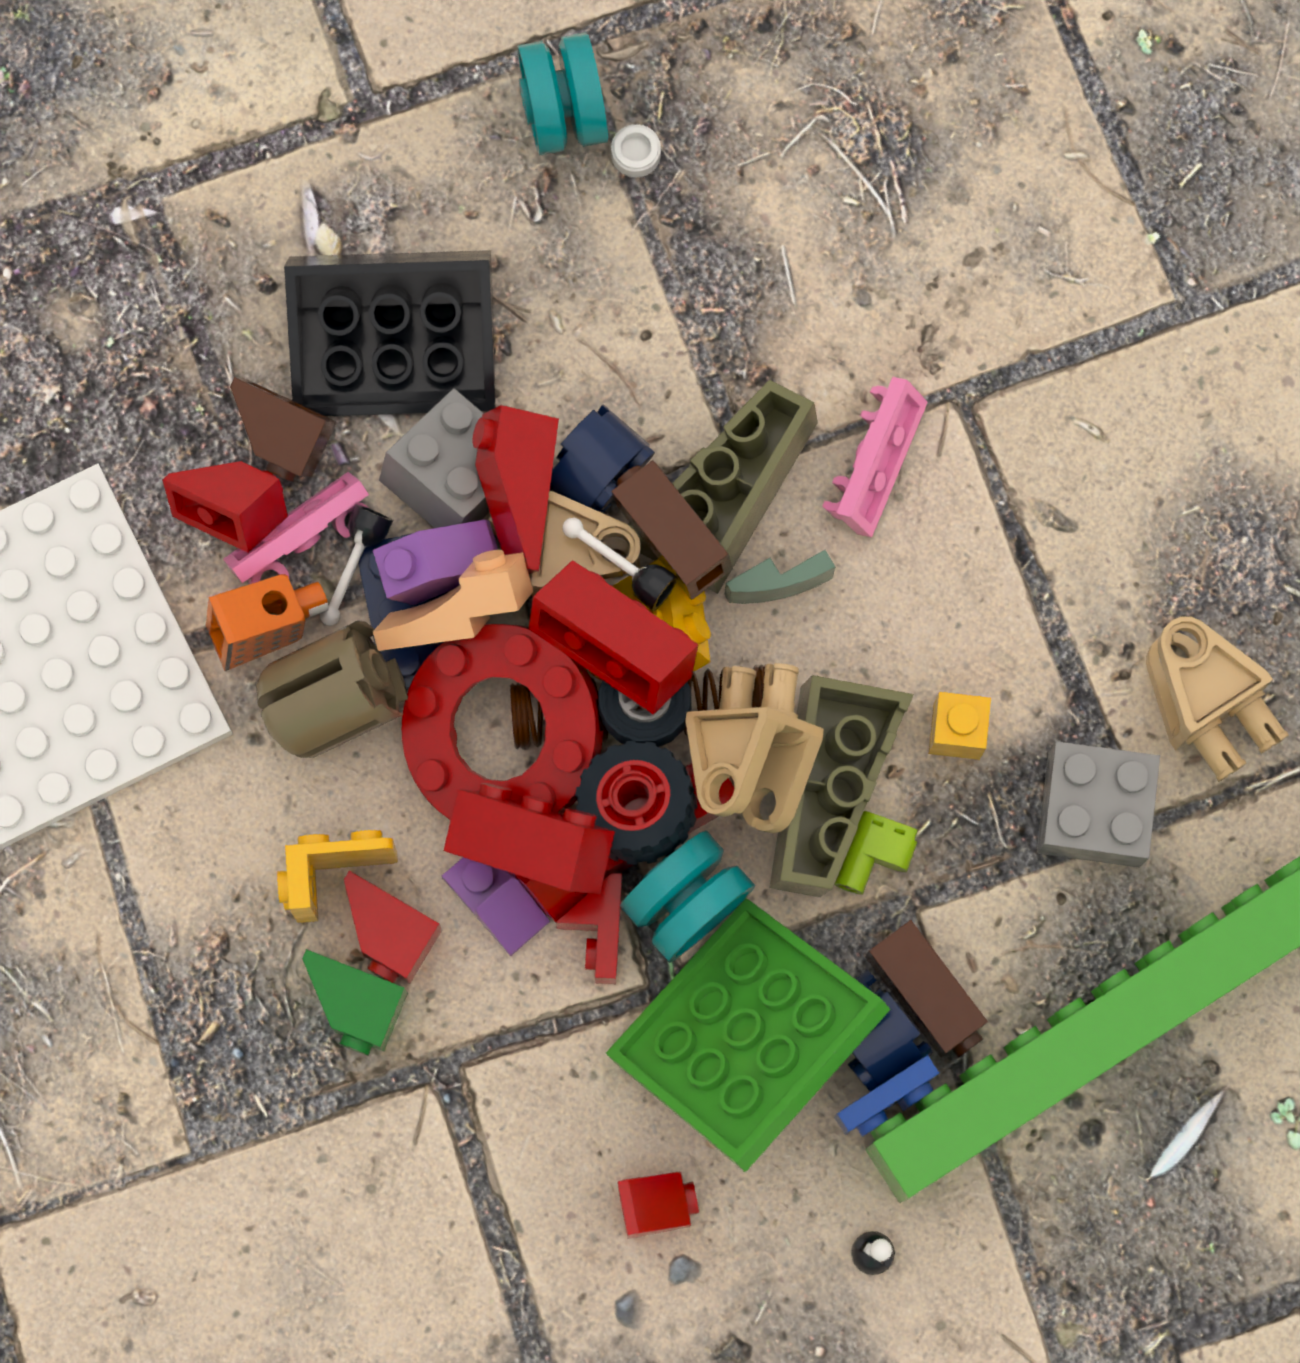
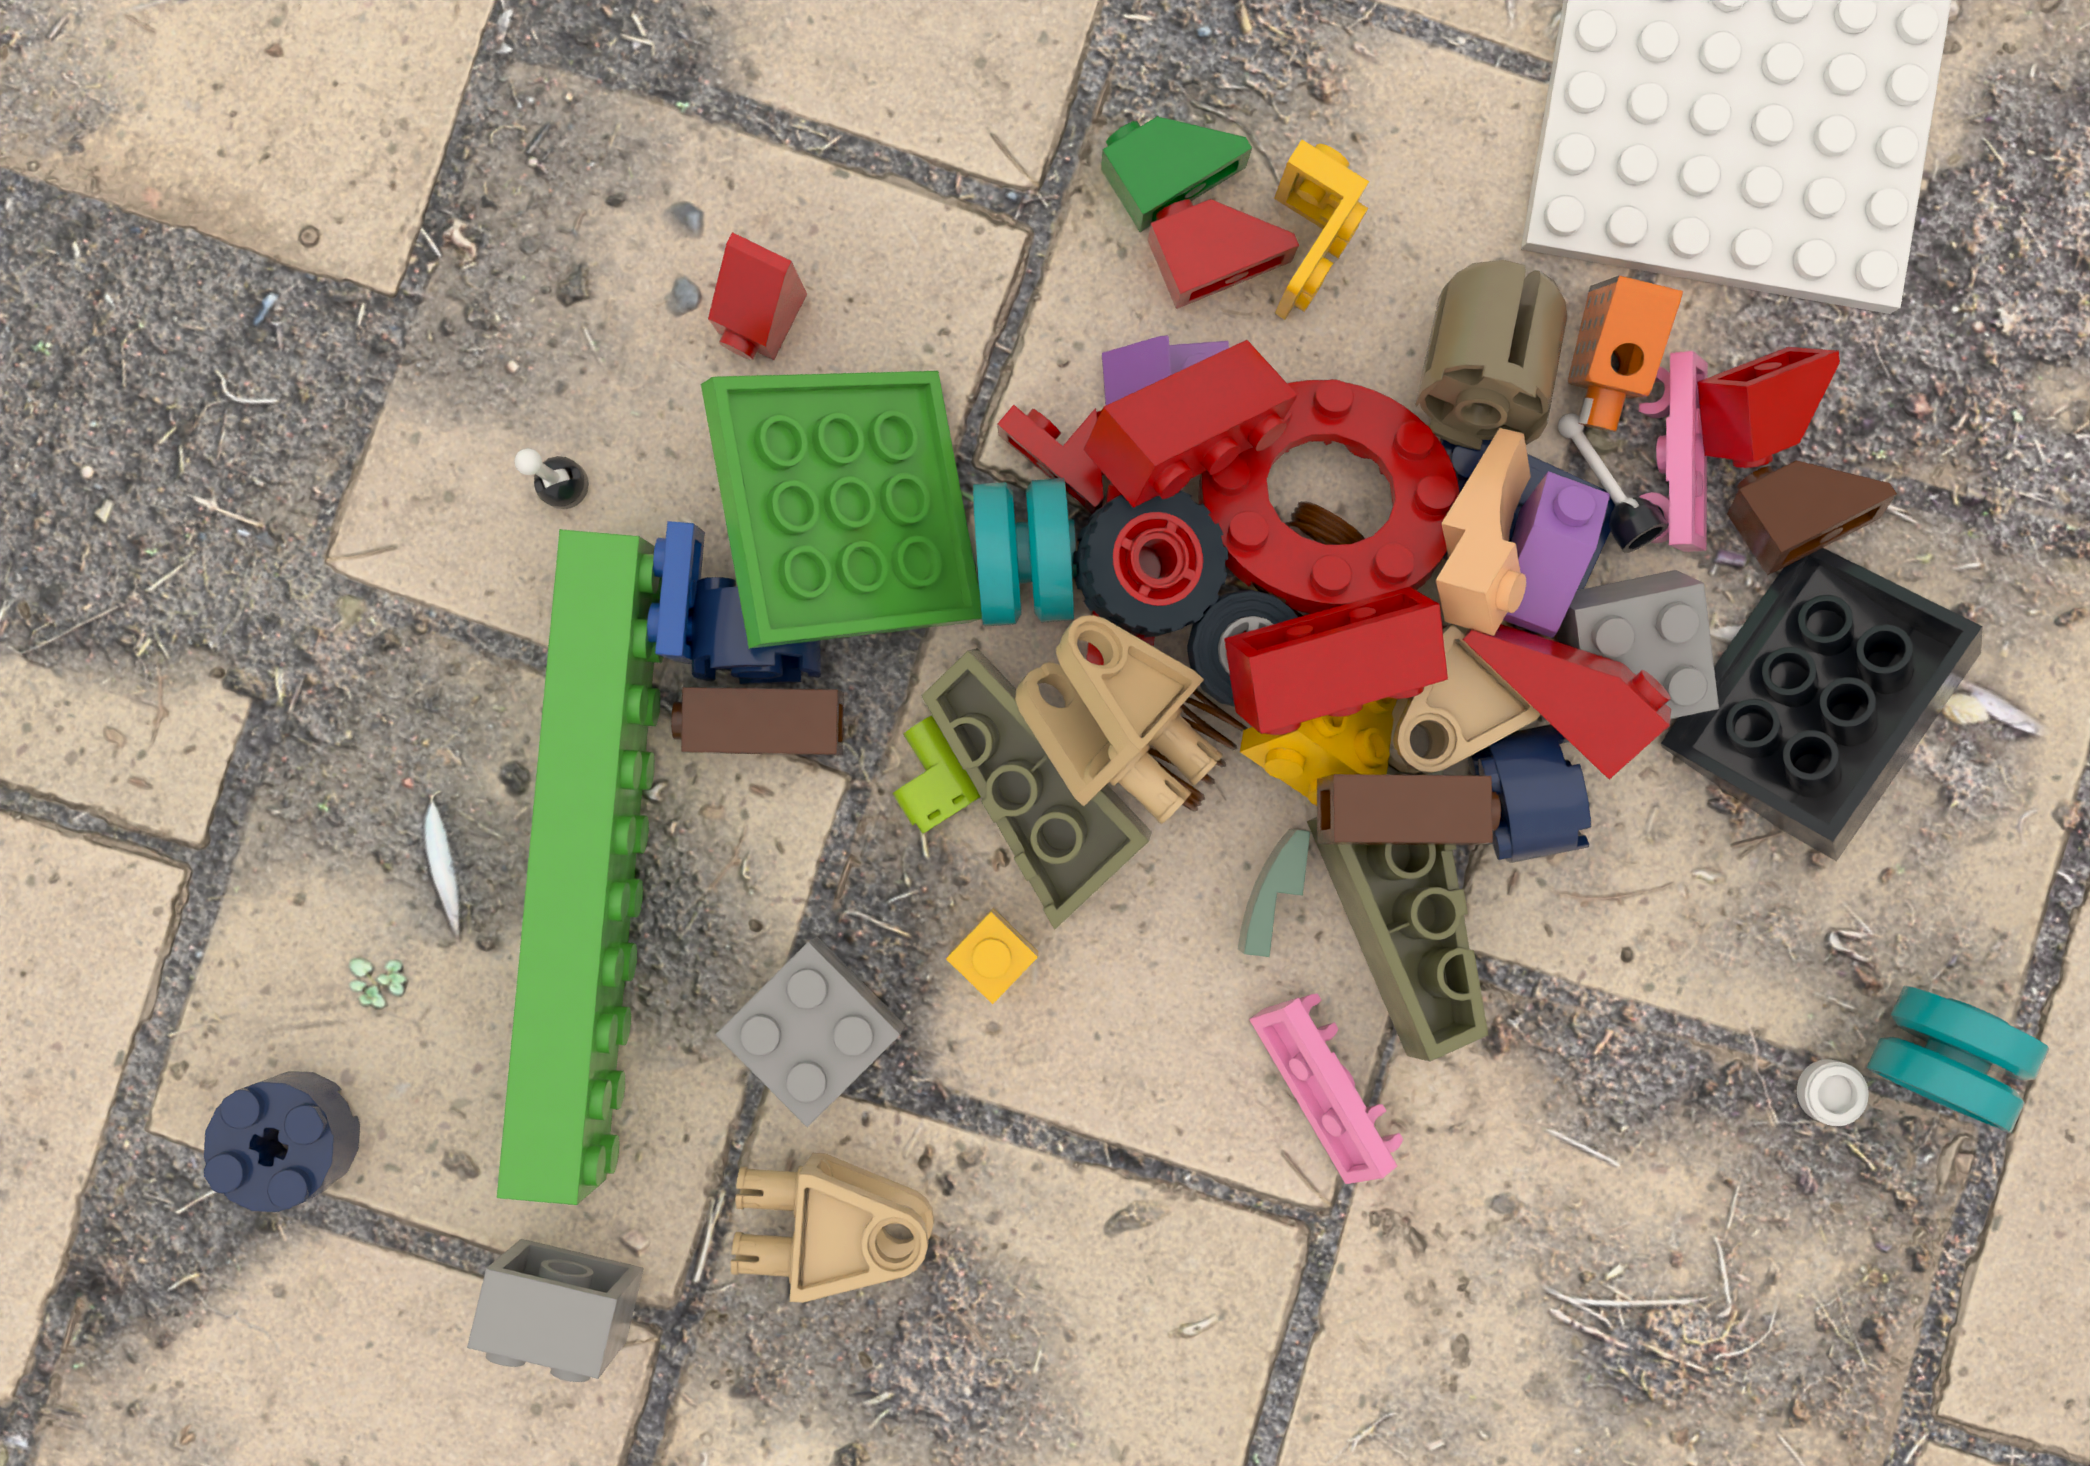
camera: 130 degrees right, 10 degrees up
(650, 584) = (1364, 742): hinge -> none

